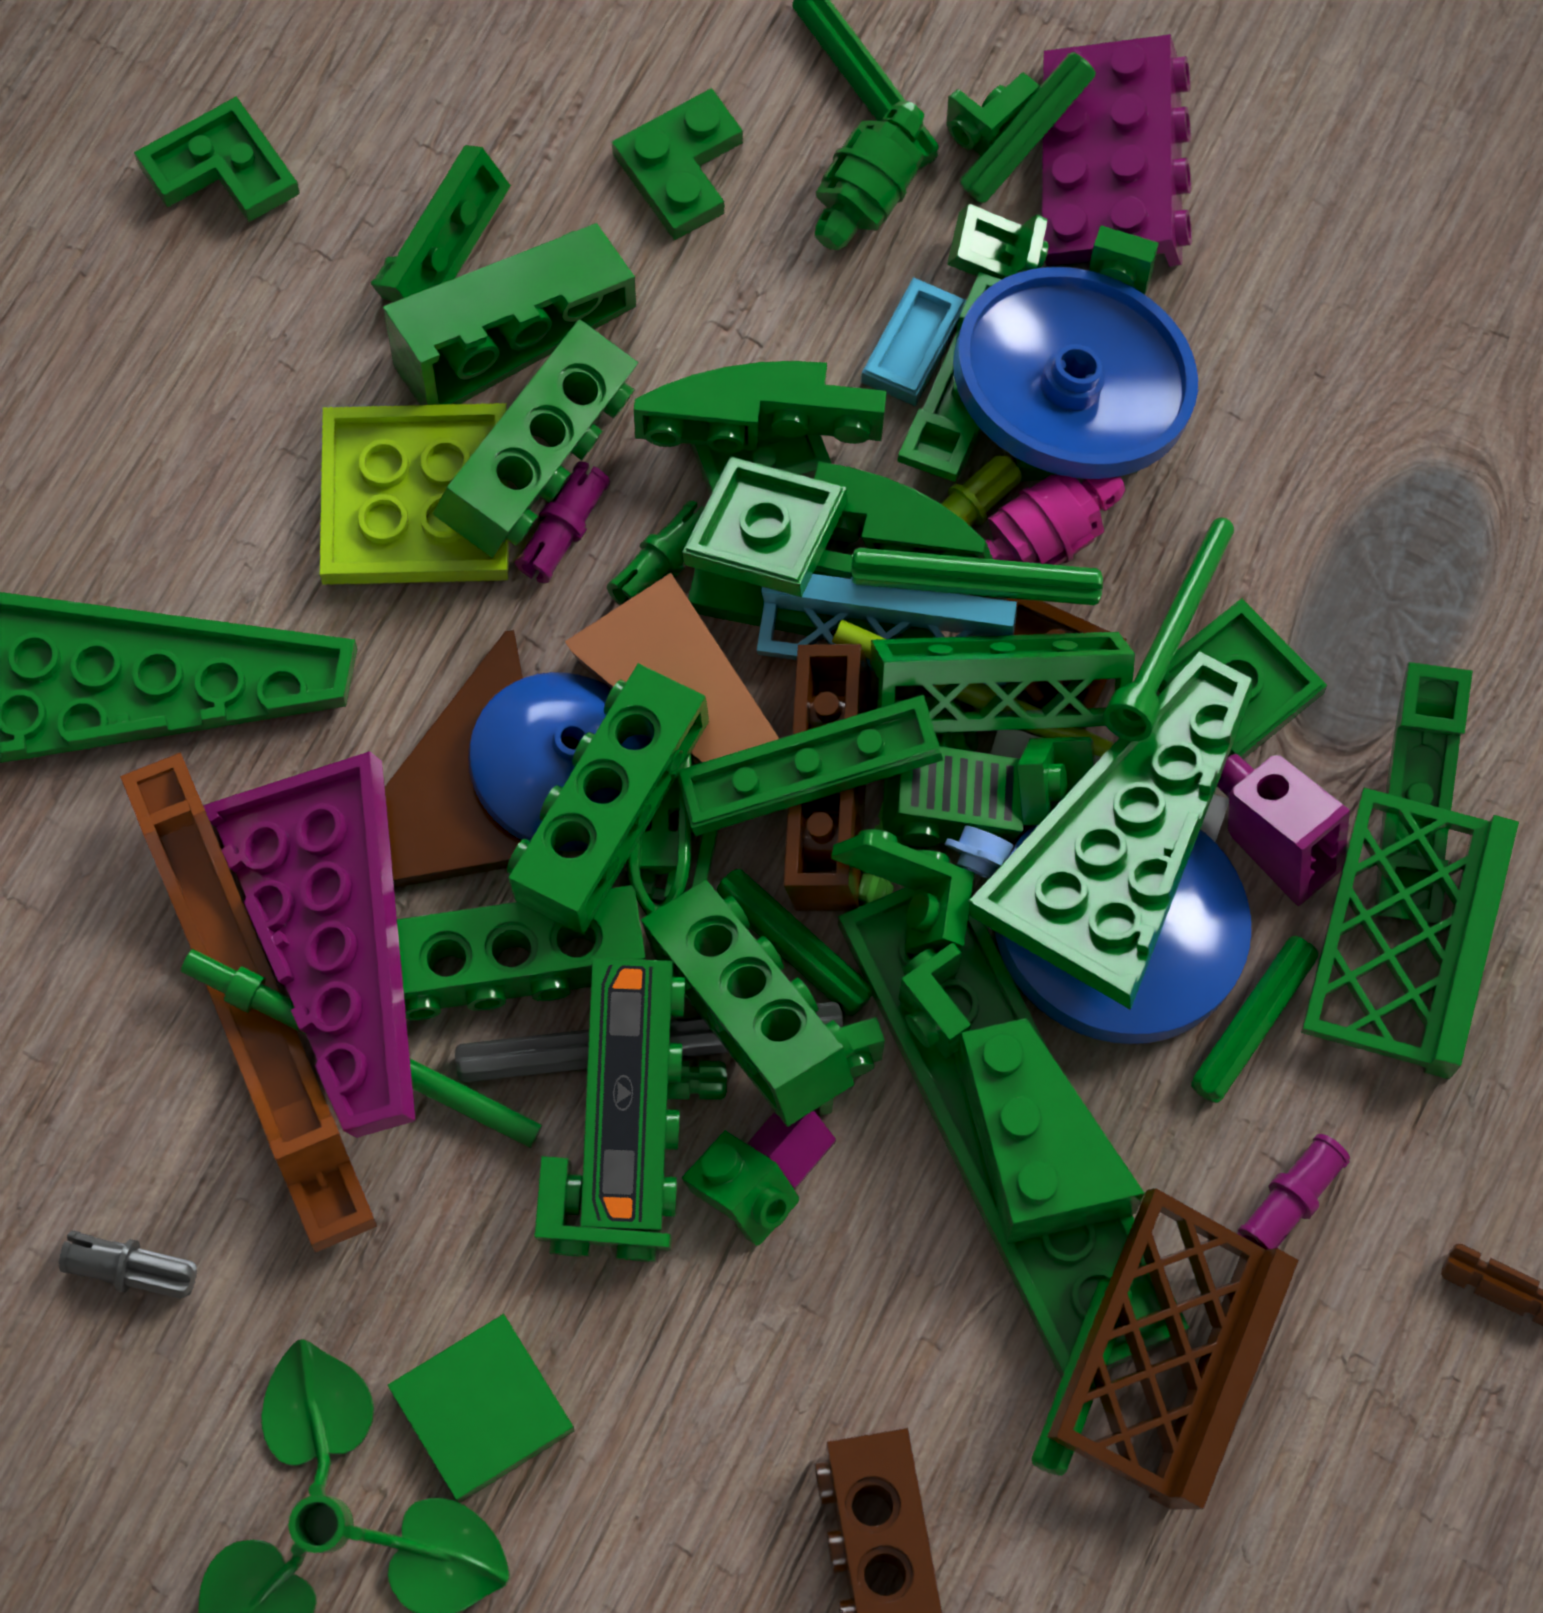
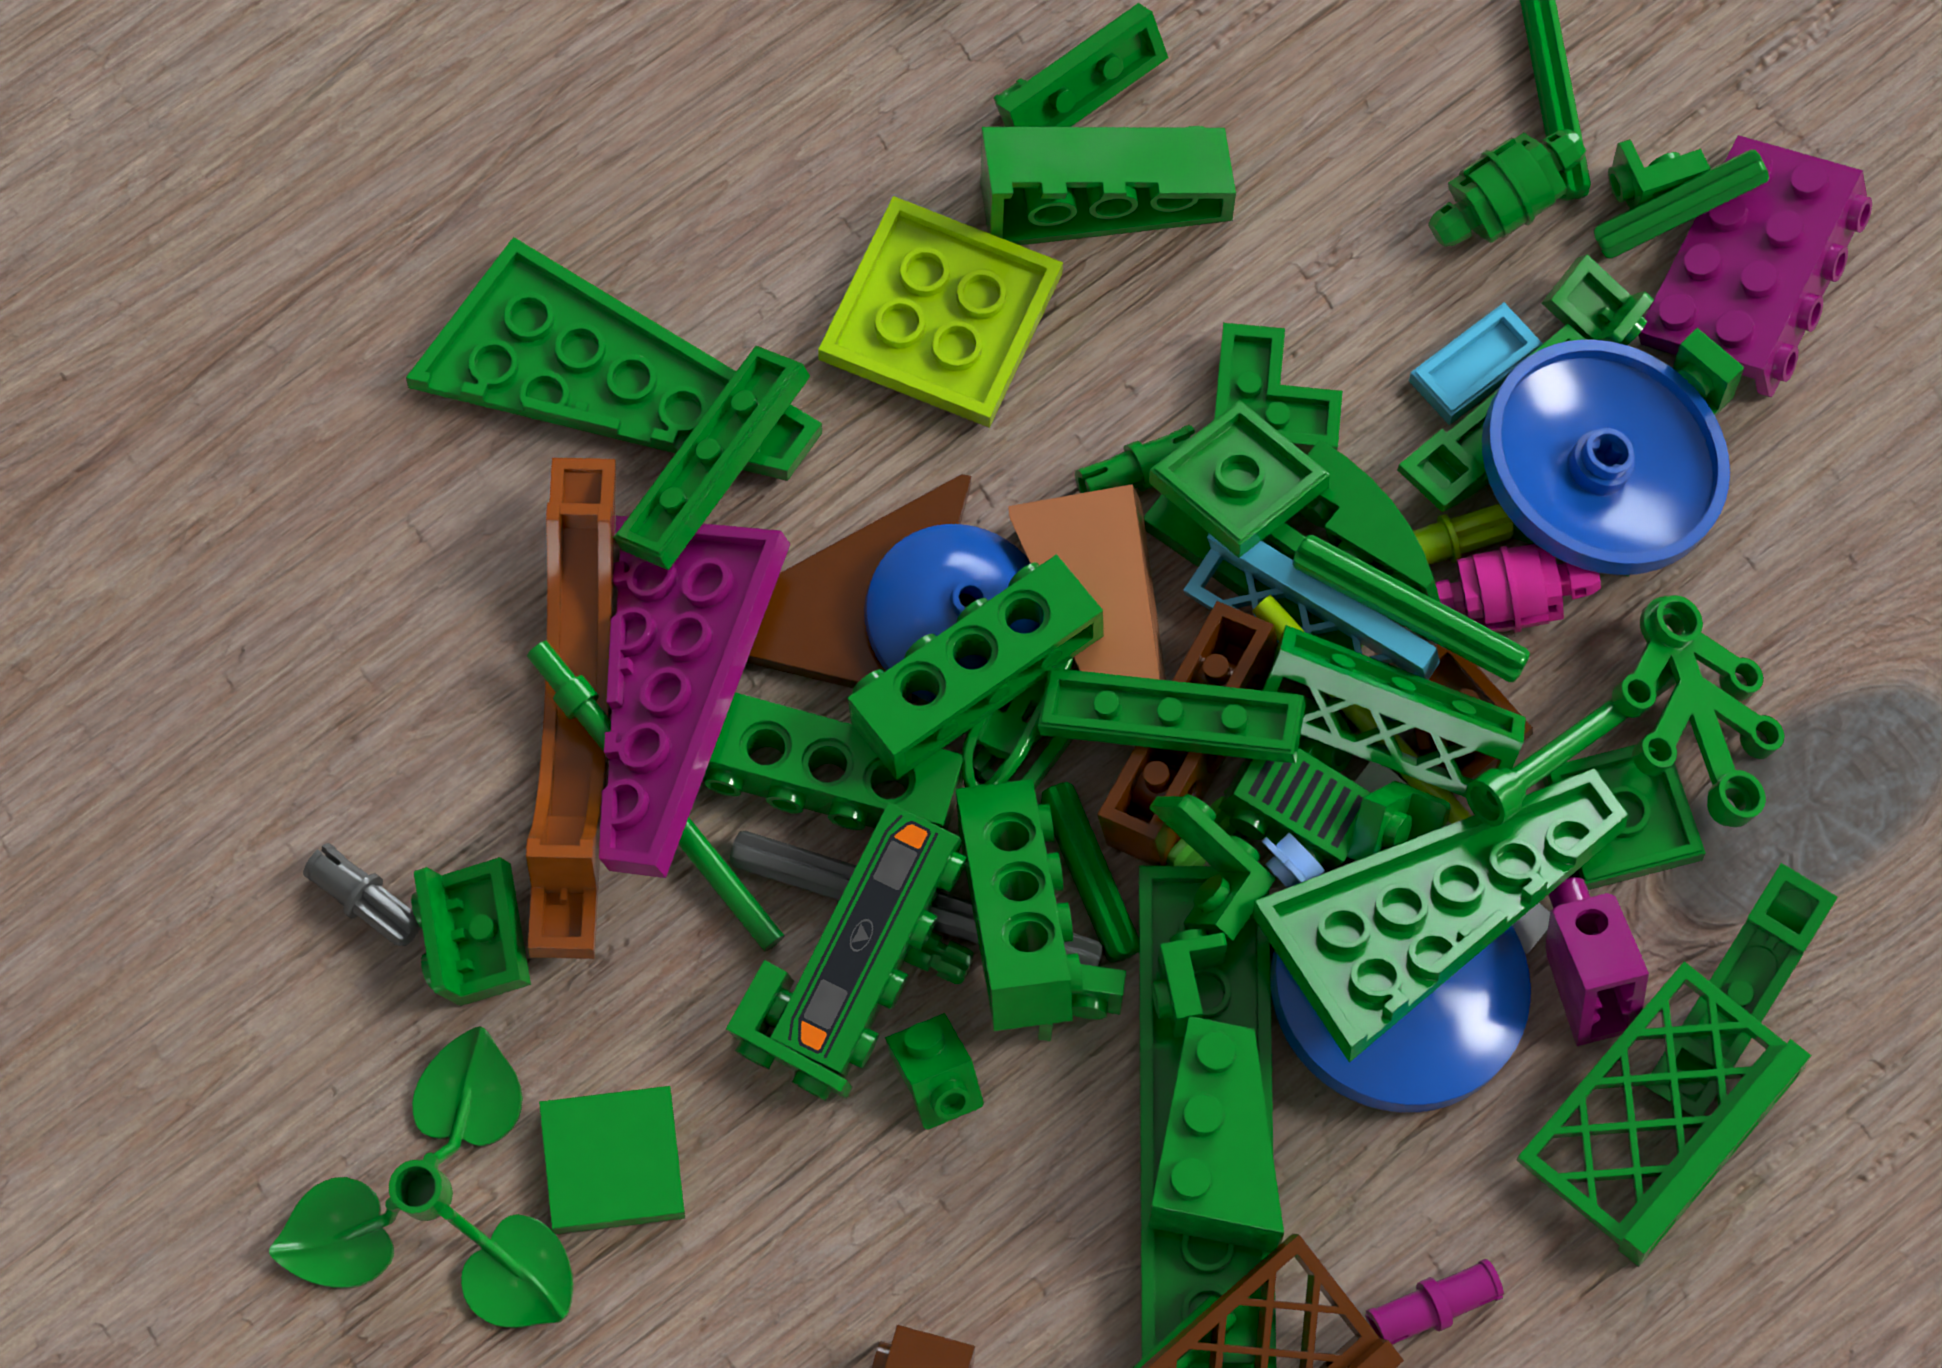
camera: 25 degrees right, 0 degrees up
(247, 1253) = (471, 931): none -> green bracket
(269, 713) = (711, 457): none -> green tile
(562, 522) = (1064, 395): magenta pin -> none
(580, 366) = (1144, 255): green brick -> none
(667, 157) = (1327, 88): green plate -> none
(734, 402) = (1268, 351): green slope -> none
(794, 1147) = (1000, 1055): magenta slope -> none
(1211, 506) = (1701, 704): none -> green plant
(1254, 1019) = (1480, 1129): green axle -> none

